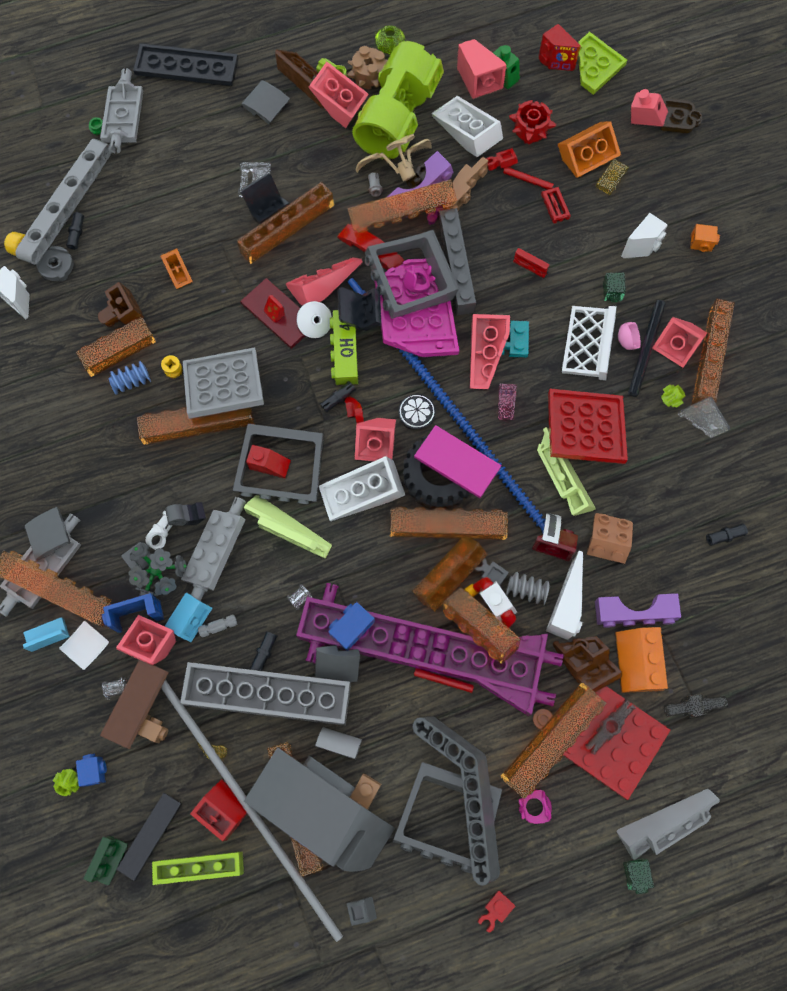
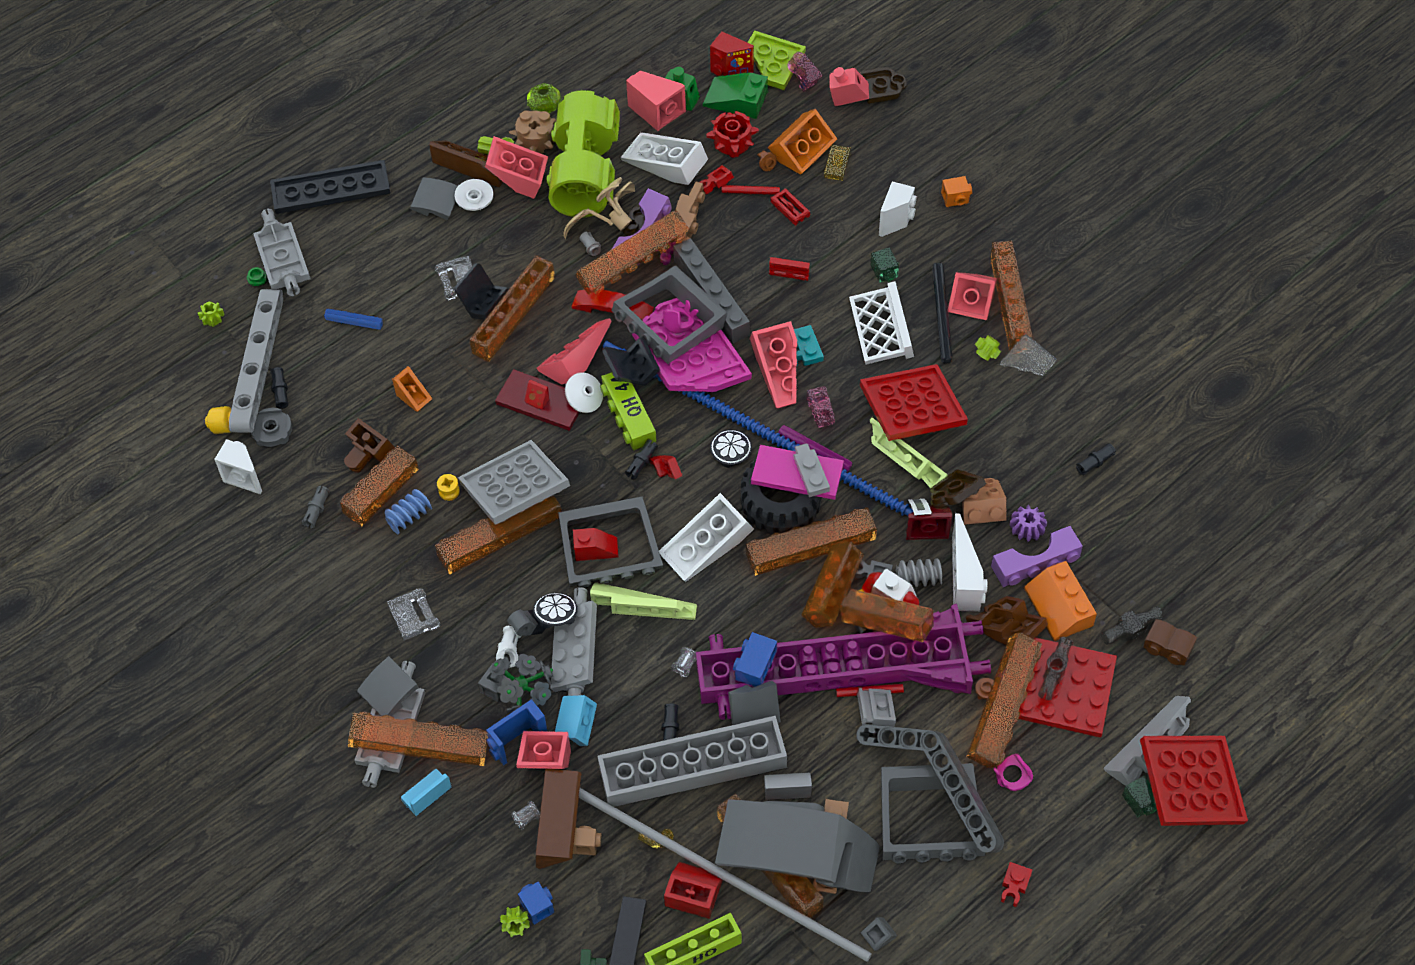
camera: 20 degrees left, 15 degrees down
(47, 147) = (211, 314): none -> lime gear
(61, 346) = (315, 506): none -> dark grey pin
(84, 645) = (472, 789): white sticker -> none
(92, 470) = (406, 616): none -> clear plate
(158, 189) = (353, 319): none -> blue axle
(207, 514) = (555, 610): none -> dish
(218, 625) = (609, 720): light grey axle -> none
(296, 103) = (473, 194): none -> white dish
(375, 439) = (699, 485): coral slope -> none
(441, 702) = (876, 707): none -> light grey plate
(468, 465) = (810, 470): none -> light grey hinge
(487, 437) = (819, 449): none -> magenta axle
(552, 86) = (738, 93): none -> green slope
(552, 156) = (767, 160): none -> dark orange plate
(589, 523) = (955, 488): none -> dark brown plate
(617, 82) = (804, 70): none -> clear pink leg
(629, 336) = (919, 306): bright pink hair -> none
(645, 582) = (1028, 523): none -> medium lavender gear
(690, 882) = (1193, 780): none -> red plate
(723, 736) = (1170, 642): none -> reddish brown brick

